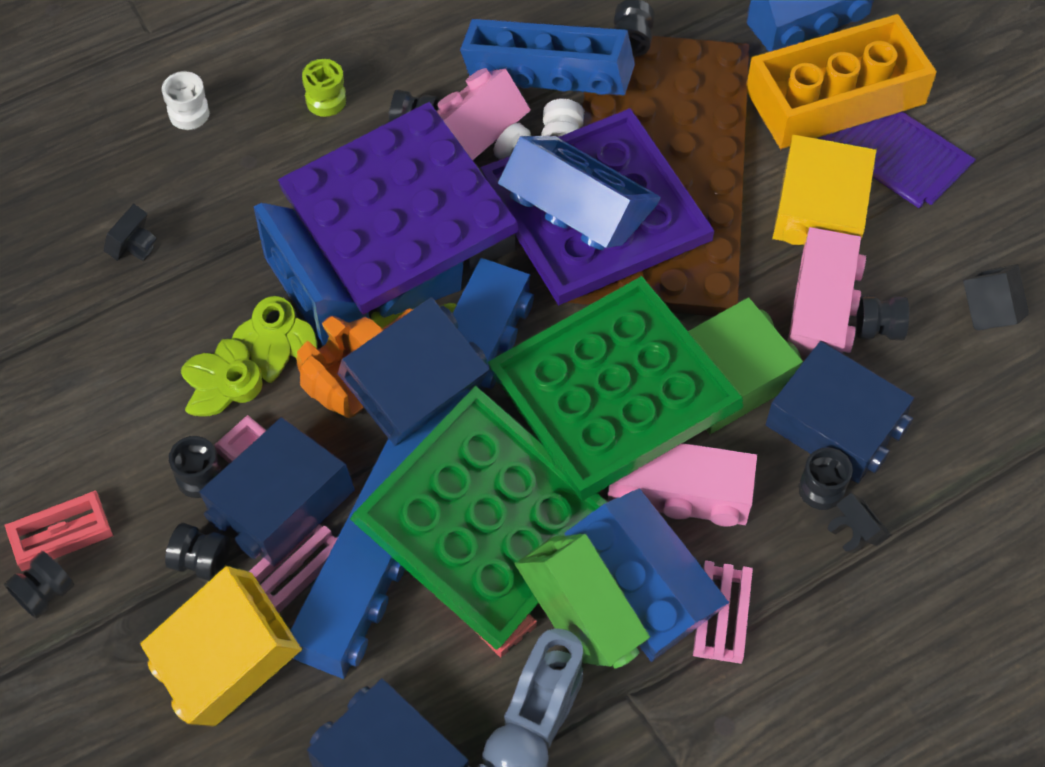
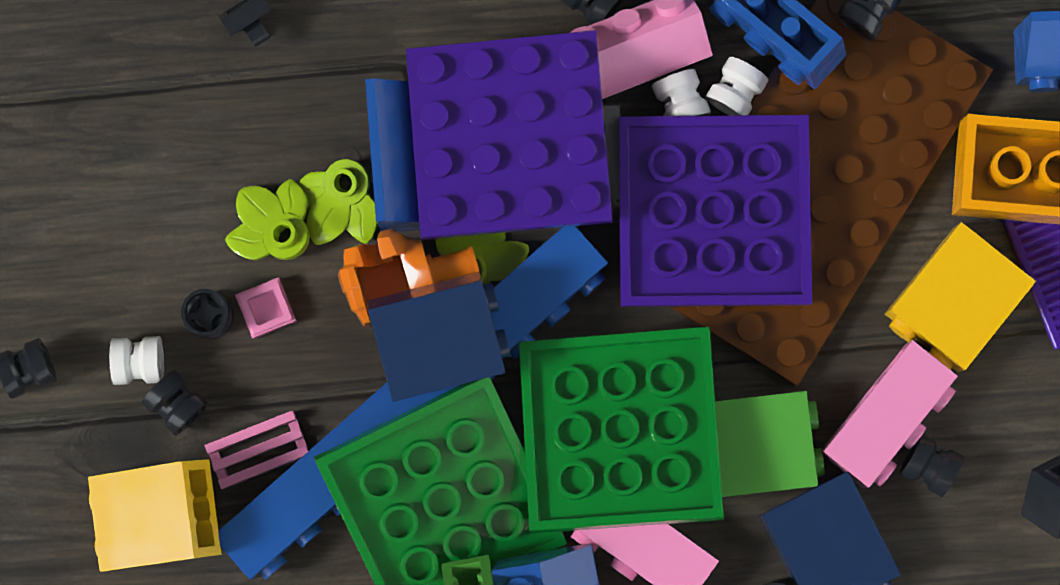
camera: 30 degrees right, 25 degrees up
(63, 536) = (104, 316): coral tile -> none
(146, 532) = (136, 360): none -> white wheel
(276, 492) = (267, 379): dark blue brick -> none
(576, 190) = (697, 202): slope -> none

